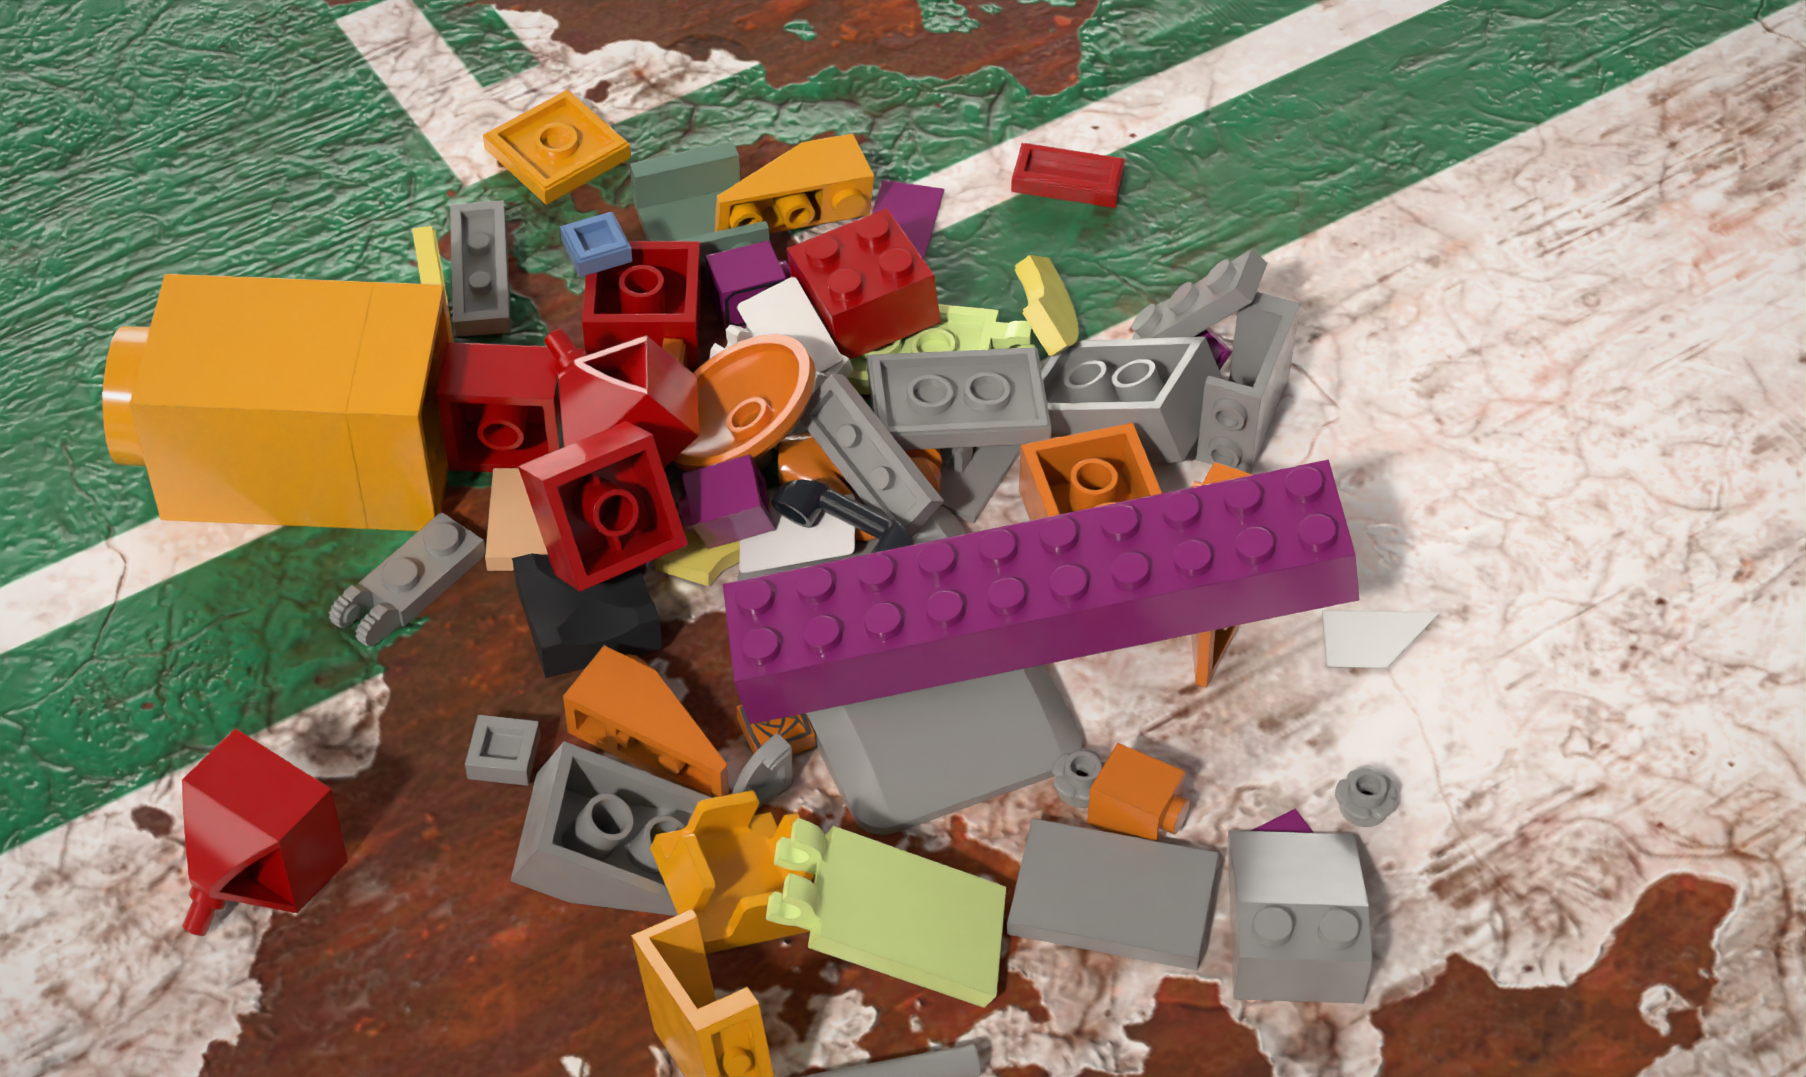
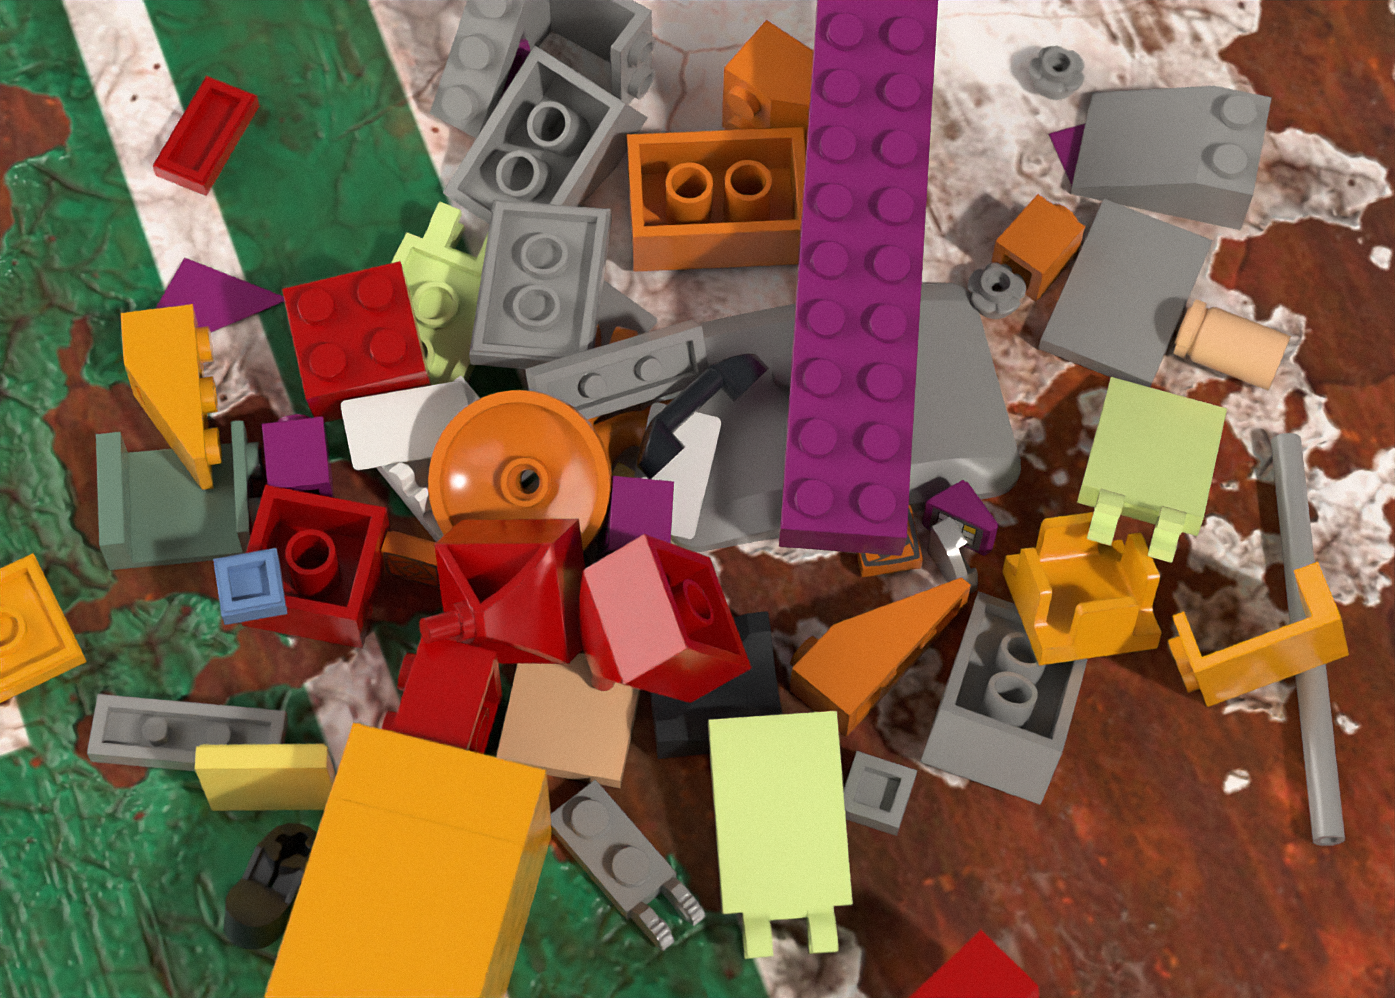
camera: 80 degrees left, 15 degrees up
(442, 669) = (780, 825): none -> yellowish green tile
(809, 774) = (969, 513): none -> magenta slope
(1049, 304) = (411, 187): light yellow tile -> none
(1070, 987) = (1231, 344): none -> light nougat piece

